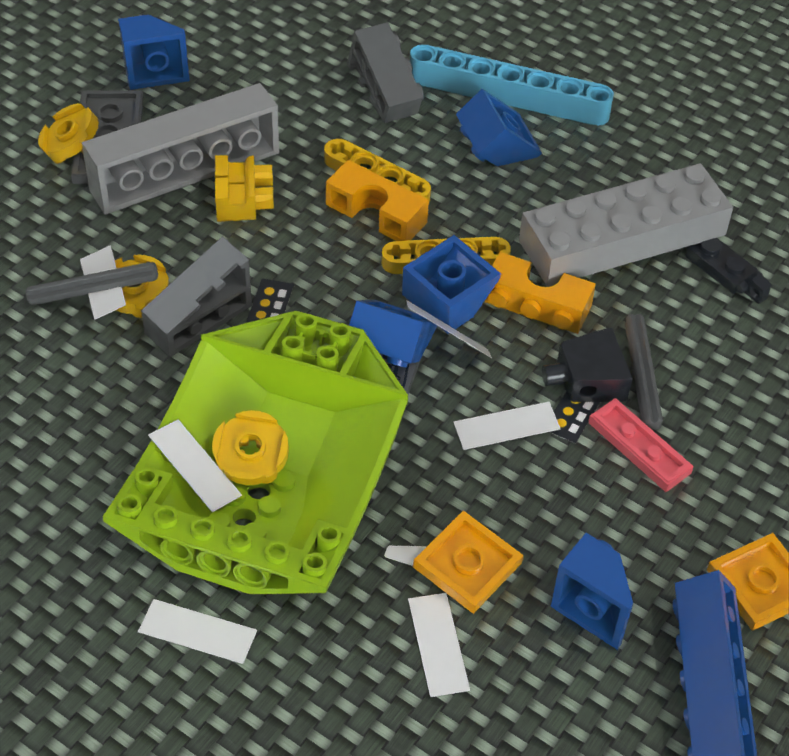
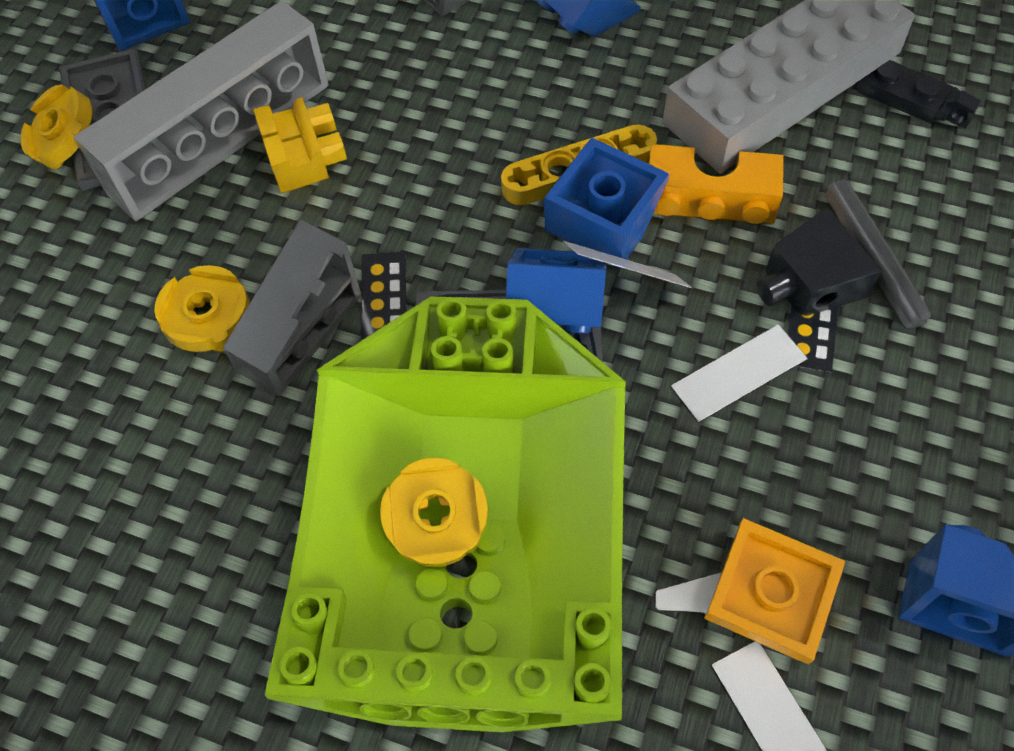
camera: 10 degrees left, 10 degrees up
(92, 283) = (145, 325): dark grey axle -> none
(106, 300) = (160, 321): white sticker -> none
(195, 465) = (368, 563): white sticker -> none
(340, 150) = (411, 72): yellow beam -> none
(357, 188) = (445, 105): light orange arch -> none
(640, 445) = (915, 353): coral tile -> none

